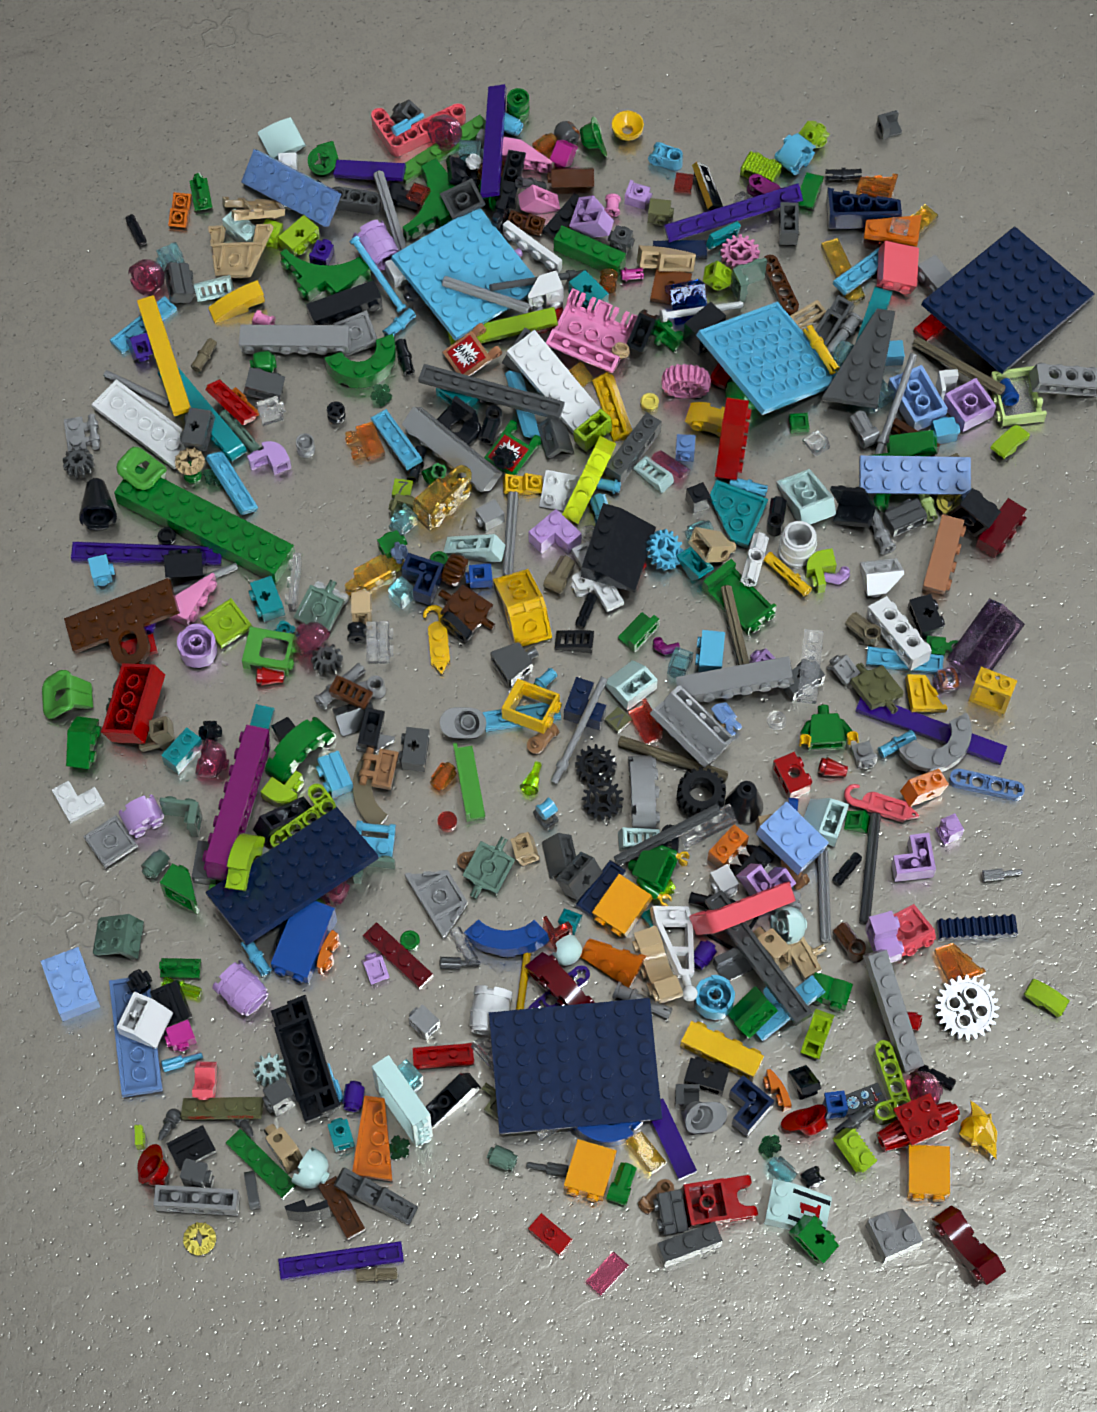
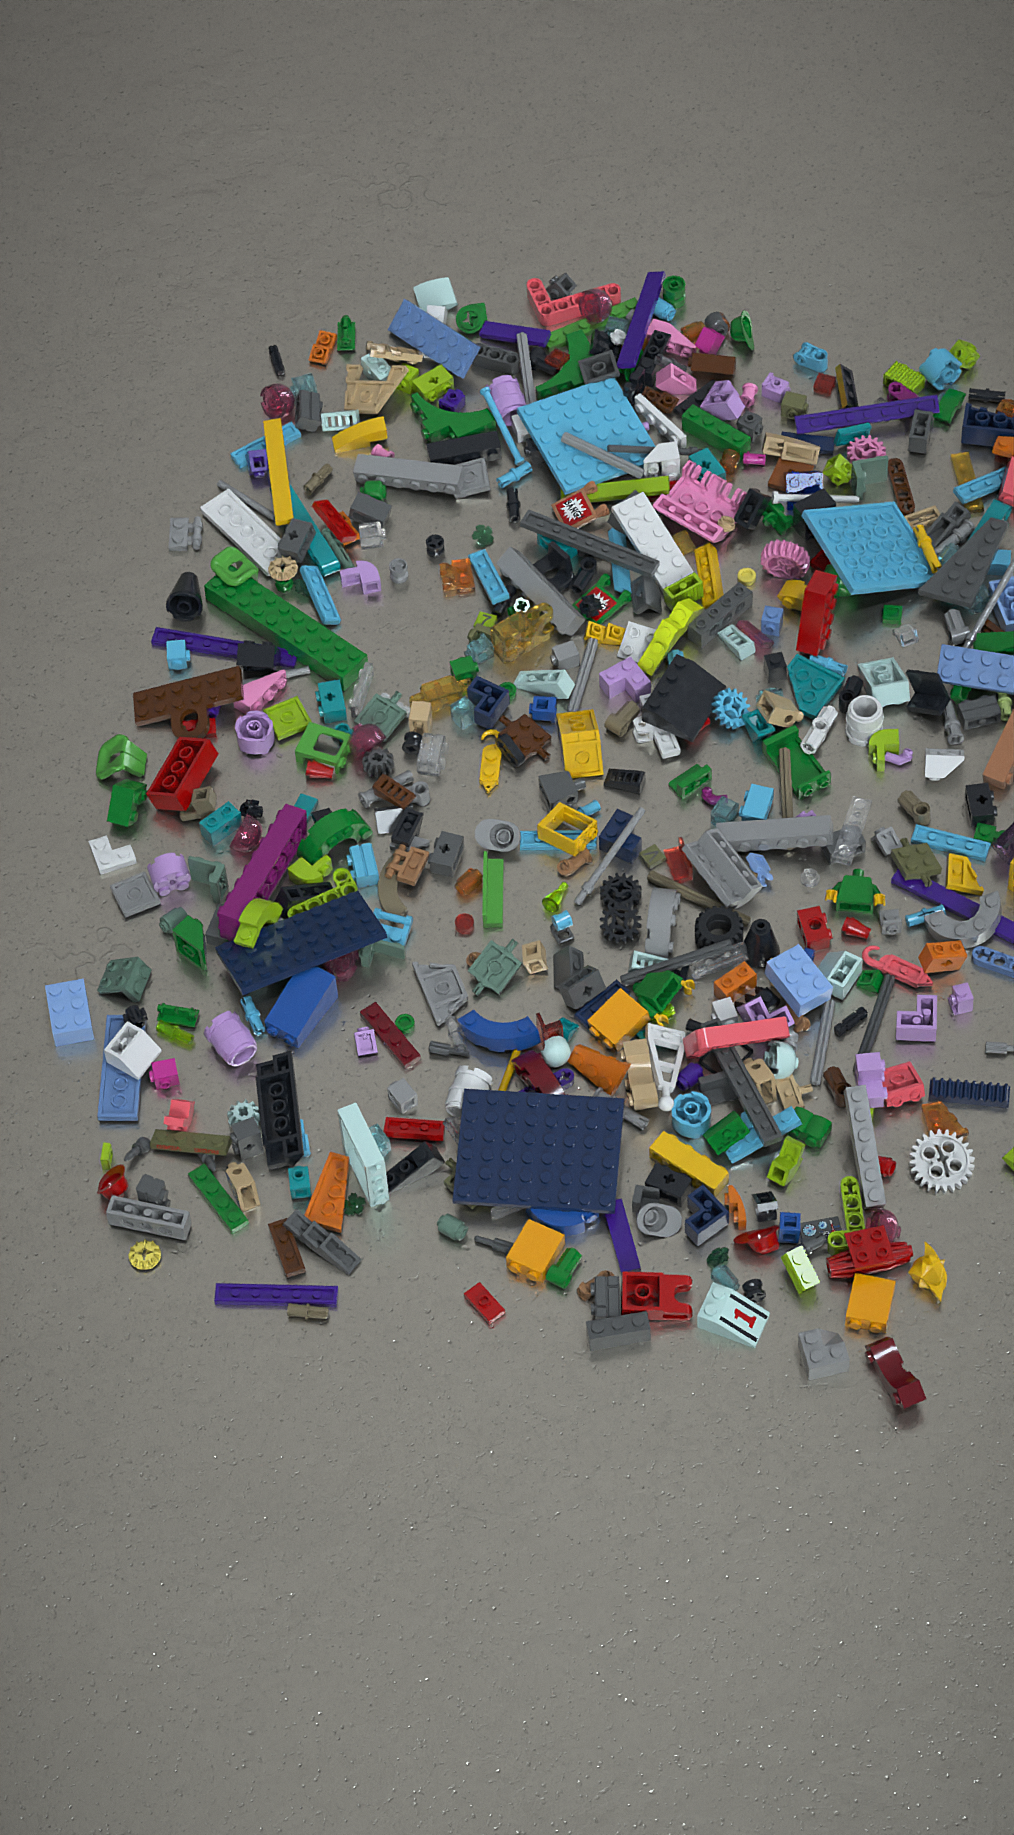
camera: 15 degrees right, 10 degrees down
(78, 462) = (176, 557): dark grey gear -> none
(166, 536) = (247, 632): black plate -> none
(173, 998) = (165, 1038): black plate -> none
(178, 1061) = (158, 1097): medium azure axle -> none
(192, 1145) = (158, 1167): black plate -> none
(252, 1190) = (204, 1219): dark grey beam -> none
(300, 1212) = (253, 1244): black slope -> none
(312, 1170) = (264, 1207): light aqua cylinder -> none
(325, 957) = (318, 1025): orange slope -> none
(353, 1096) = (319, 1151): dark purple brick -> none
(367, 372) = (471, 513): green brick -> none
(399, 552) = (467, 674): sand blue plate -> none
(405, 124) = (558, 295): medium azure axle -> none
(454, 569) = (519, 699): reddish brown gear -> none
(586, 610) = (642, 754): black axle -> none
(607, 1274) = (532, 1346): clear pink tile -> none
(609, 485) = (689, 645): medium azure pin -> none
(630, 120) = (779, 319): yellow piece -> none
(631, 684) = (671, 825): light aqua slope -> none
(645, 1152) = (593, 1245): clear yellow slope -> none
(794, 580) = (854, 753): yellow pin -> none
(814, 1238) = (732, 1338): green brick -> none
(899, 642) = (949, 815): white brick -> none
(946, 680) = (988, 865): head -> none
(948, 1082) = (910, 1227): black axle -> none

